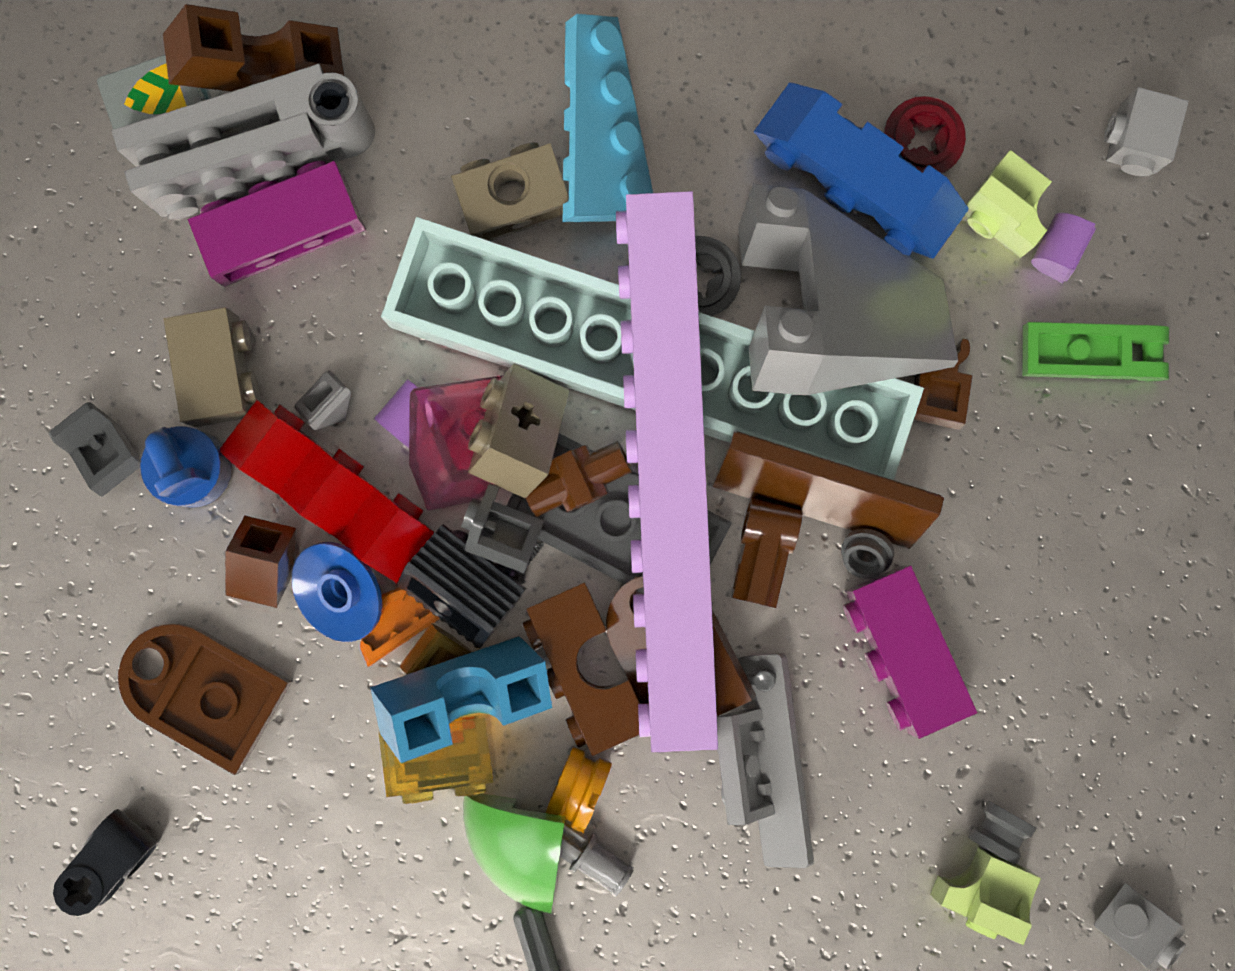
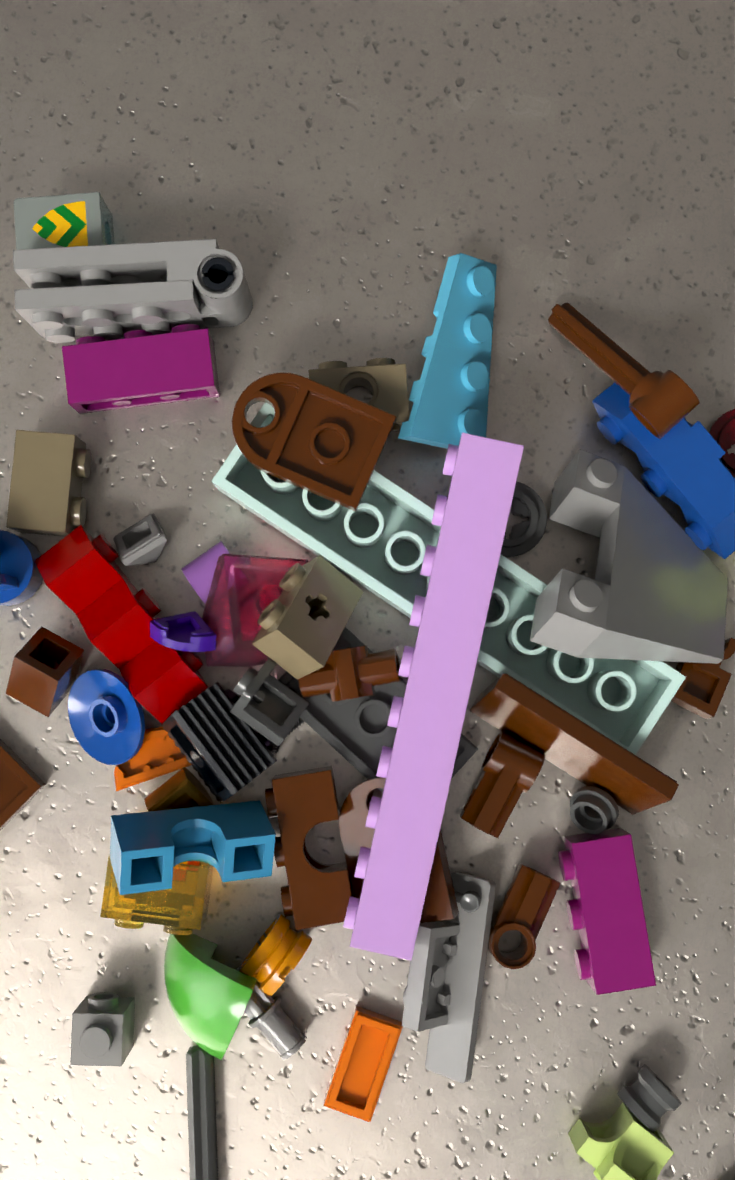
camera: 15 degrees right, 0 degrees up
(211, 53) = (121, 202): reddish brown arch -> none
(394, 482) = (183, 633): none -> dark purple tile
(420, 914) = (102, 1030): none -> light grey brick
(477, 242) = (316, 436): none -> reddish brown tile
(699, 879) = (363, 1064): none -> orange tile
(816, 108) = (655, 398): none -> reddish brown axle
(823, 675) = (524, 911): none -> reddish brown piece

